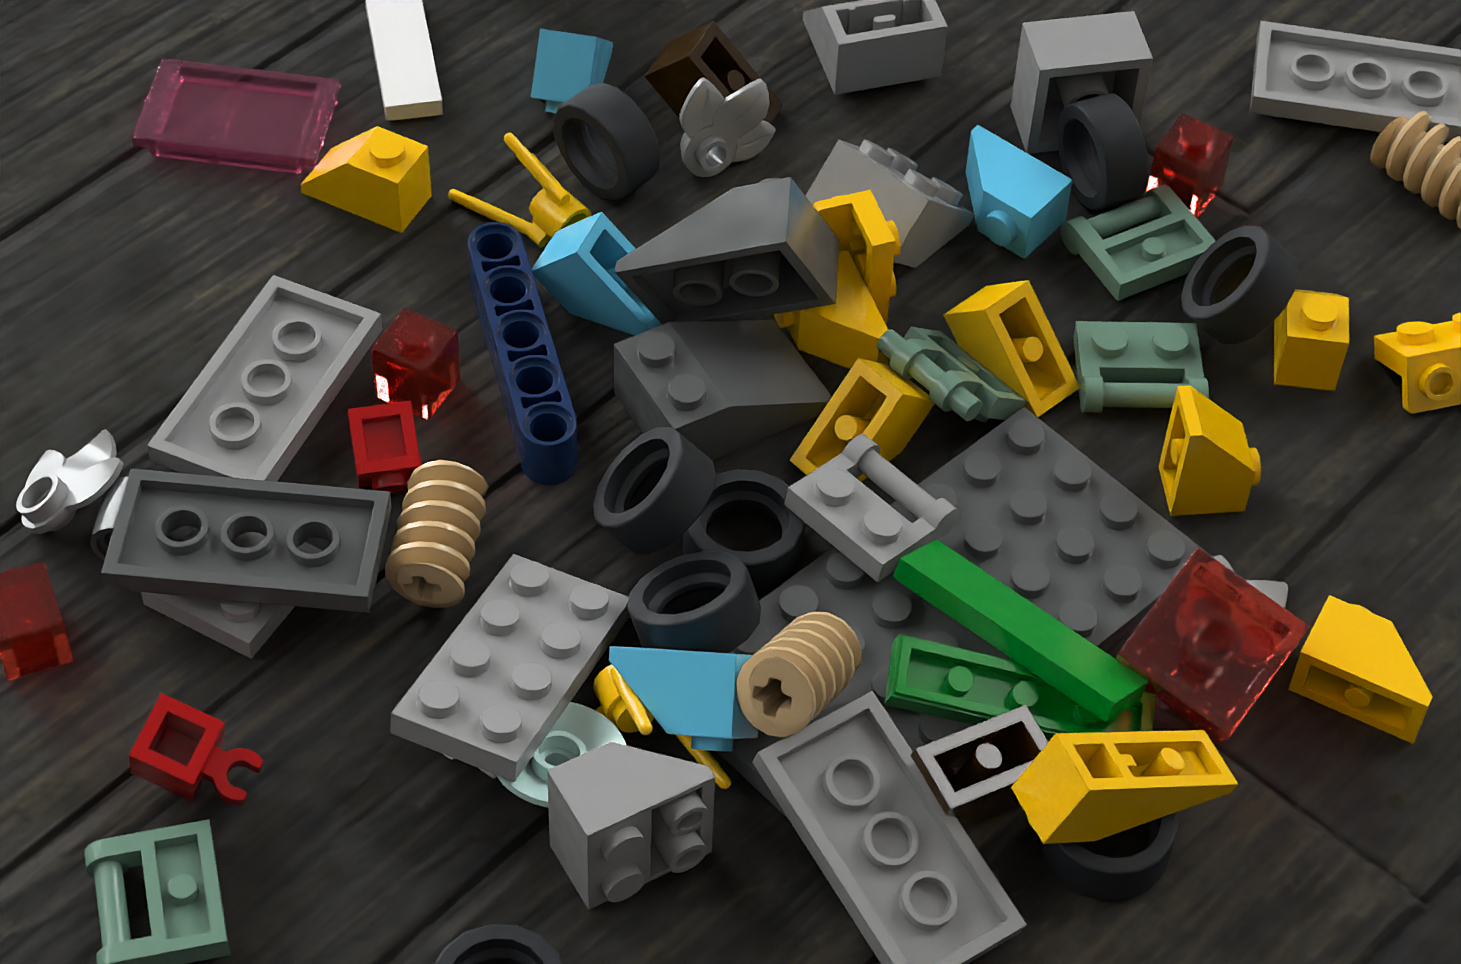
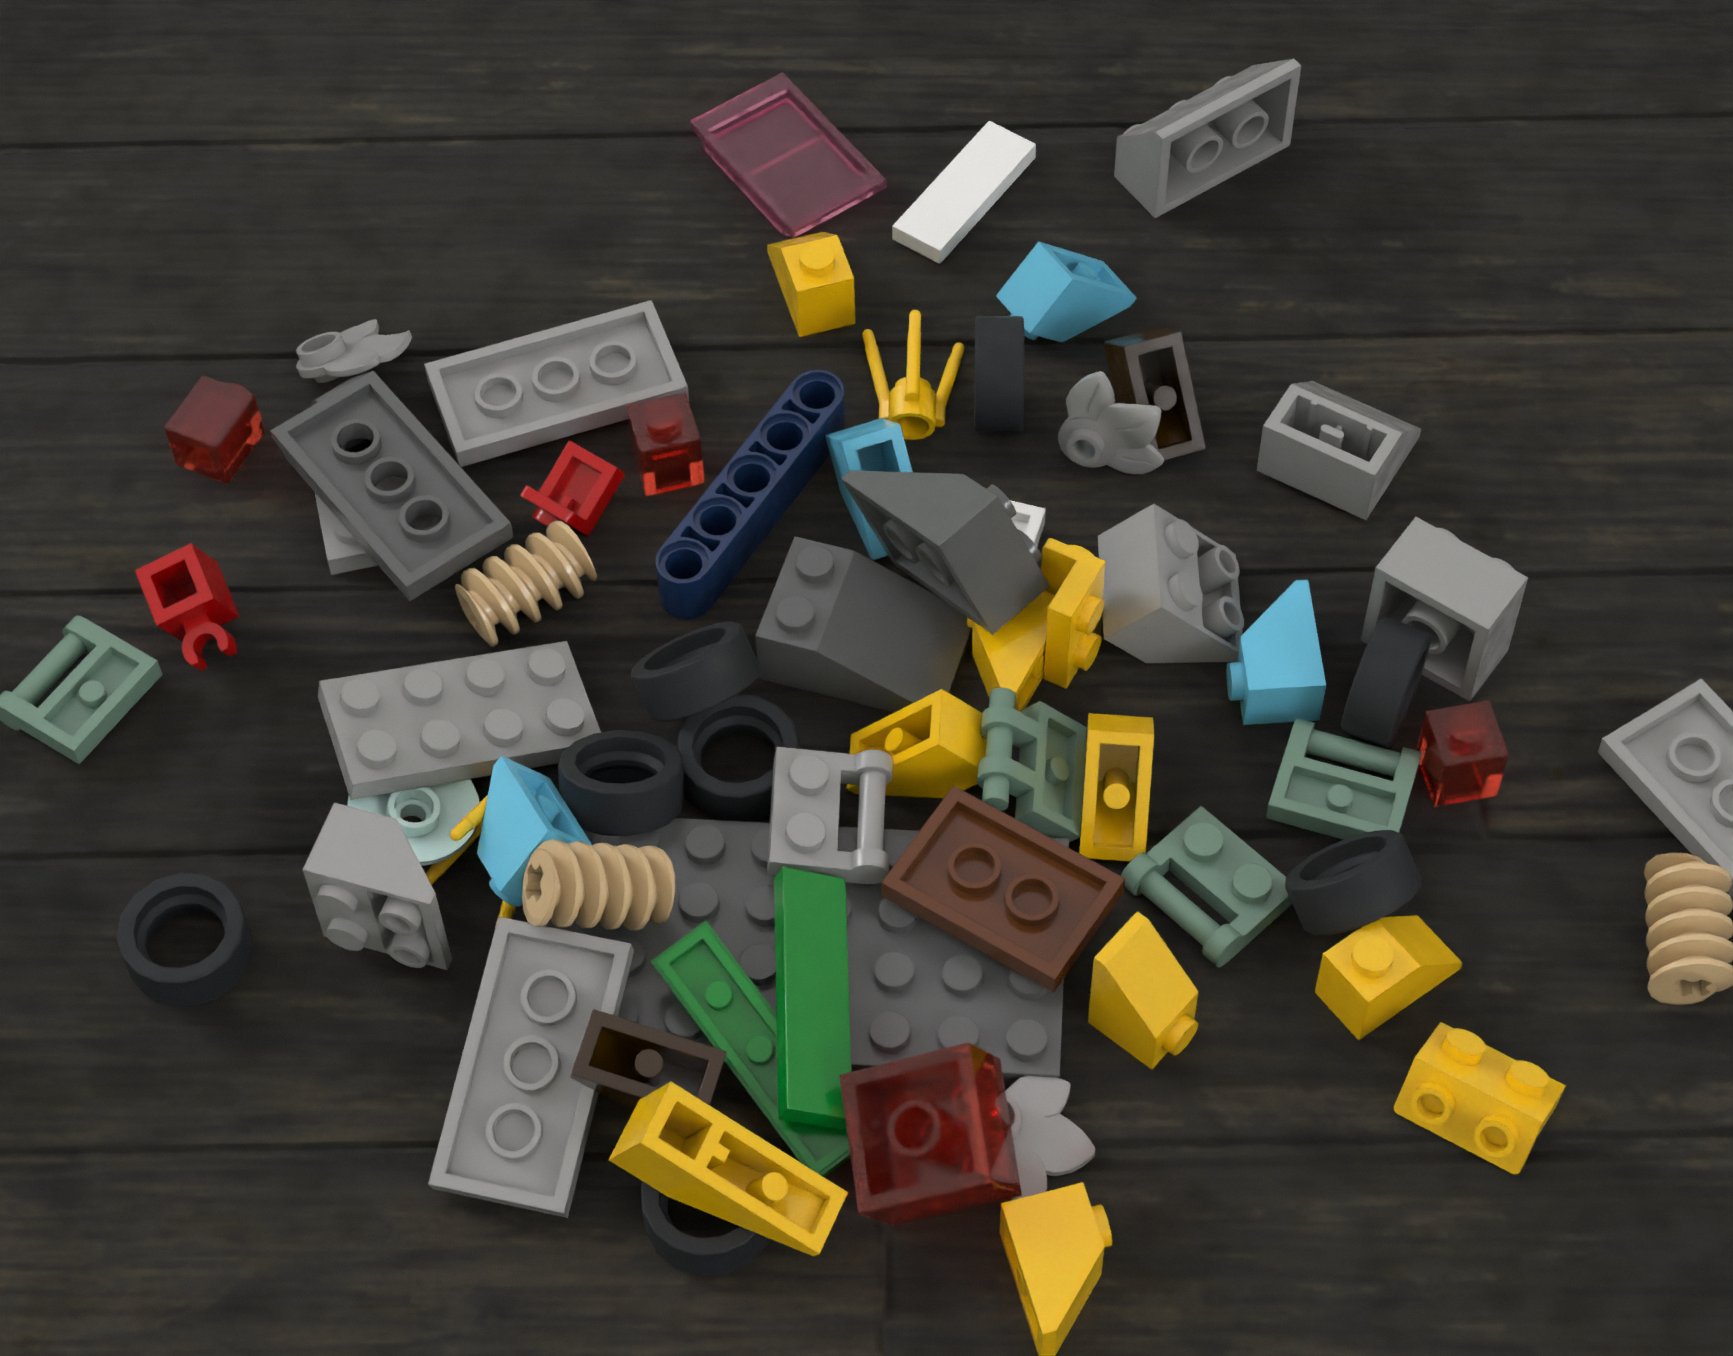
camera: 50 degrees right, 5 degrees up
(1044, 460) = (1003, 888): none -> reddish brown plate

